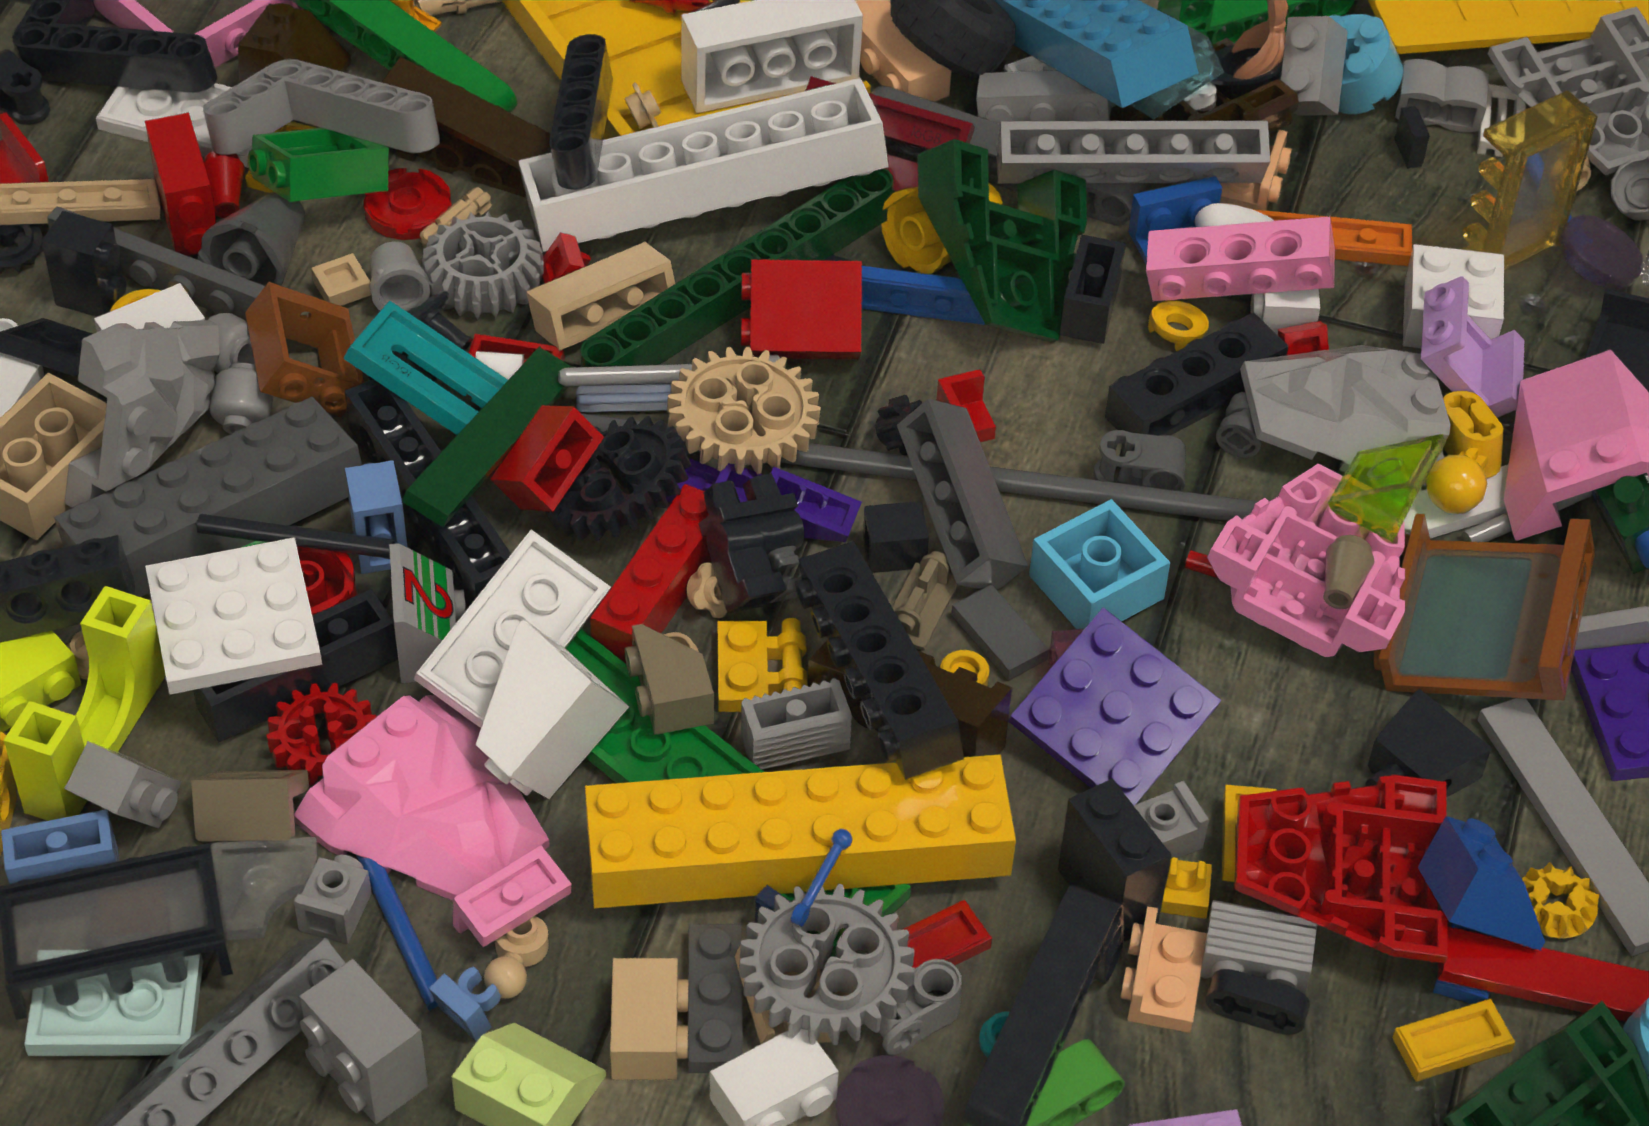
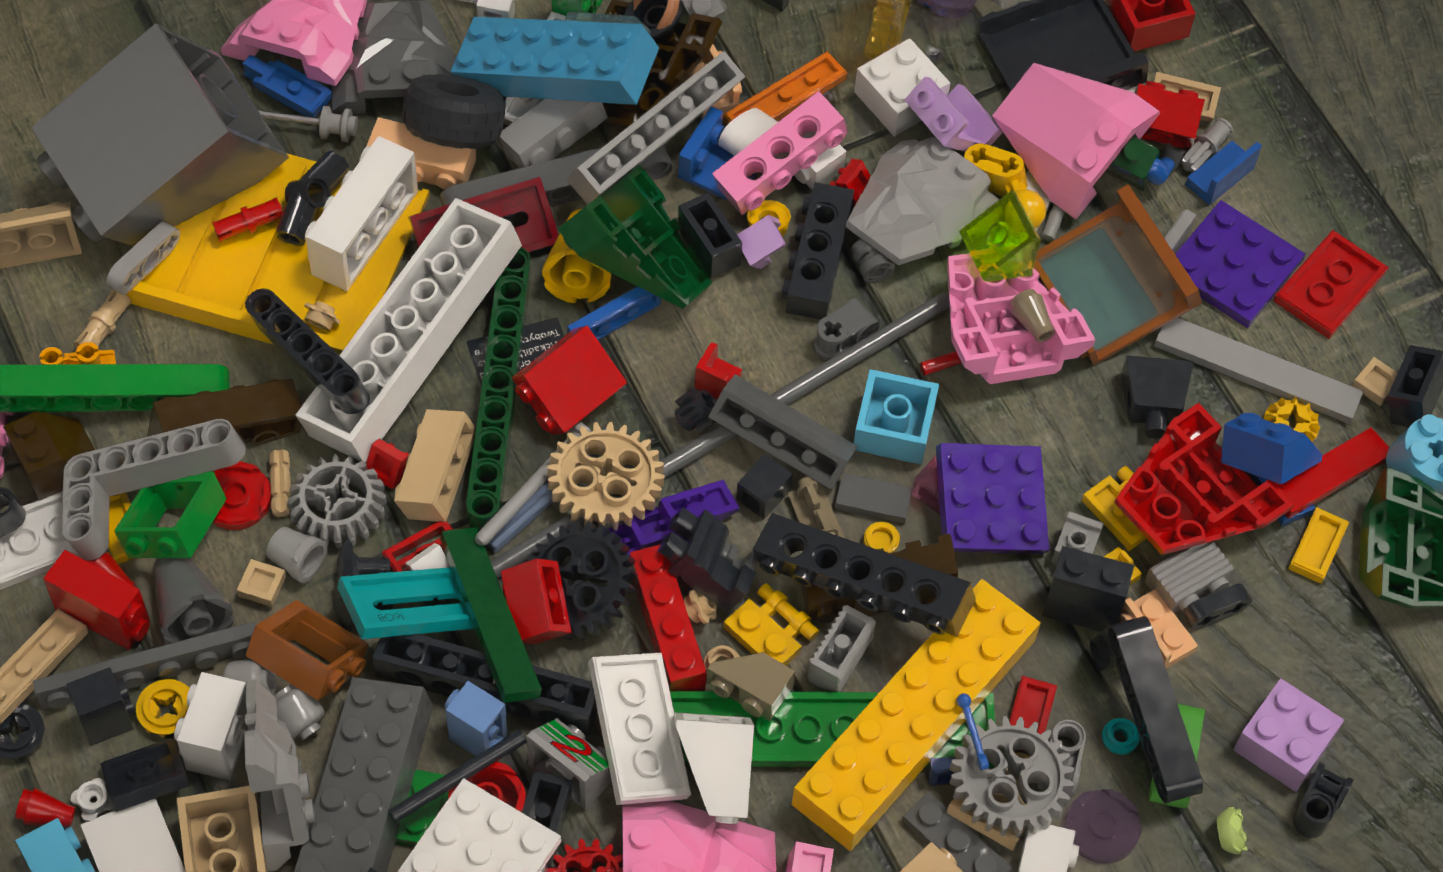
camera: 45 degrees left, 10 degrees up
(1134, 323) = (761, 241): none -> lavender panel

